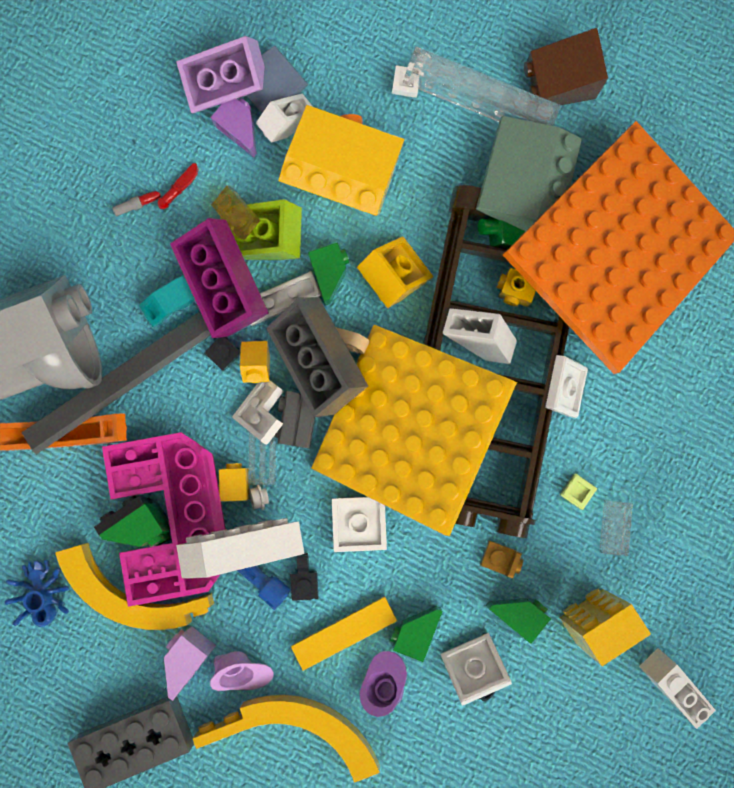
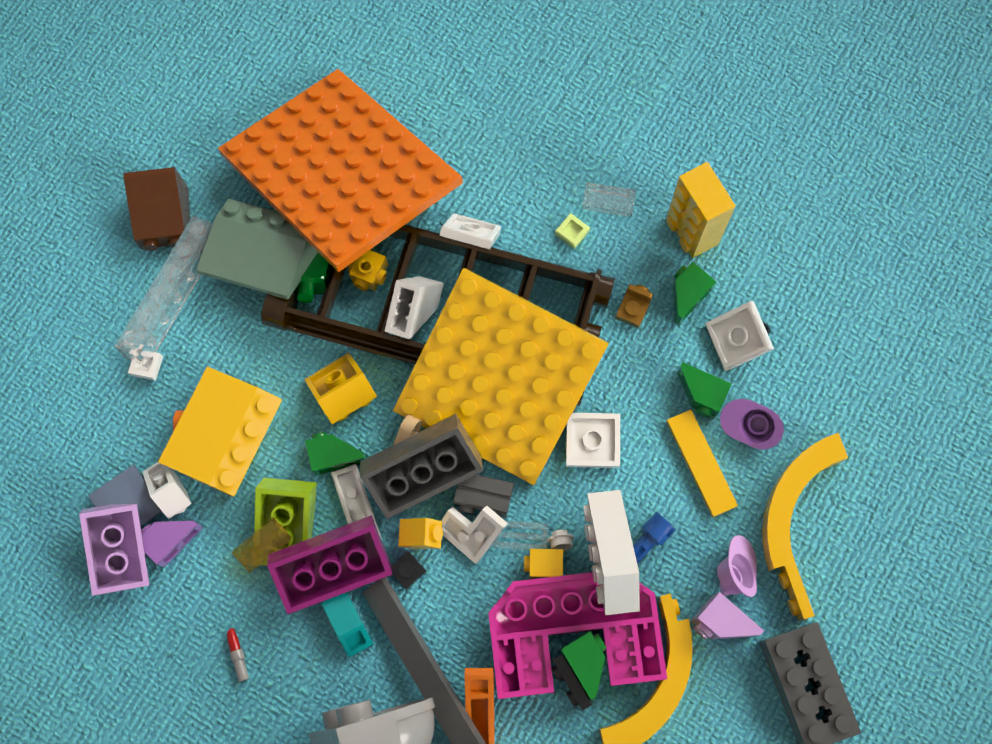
camera: 85 degrees left, 10 degrees down
(179, 186) = (225, 607): red piece -> none
(304, 582) = (650, 499): black plate -> none
(677, 687) = (760, 156): white slope -> none

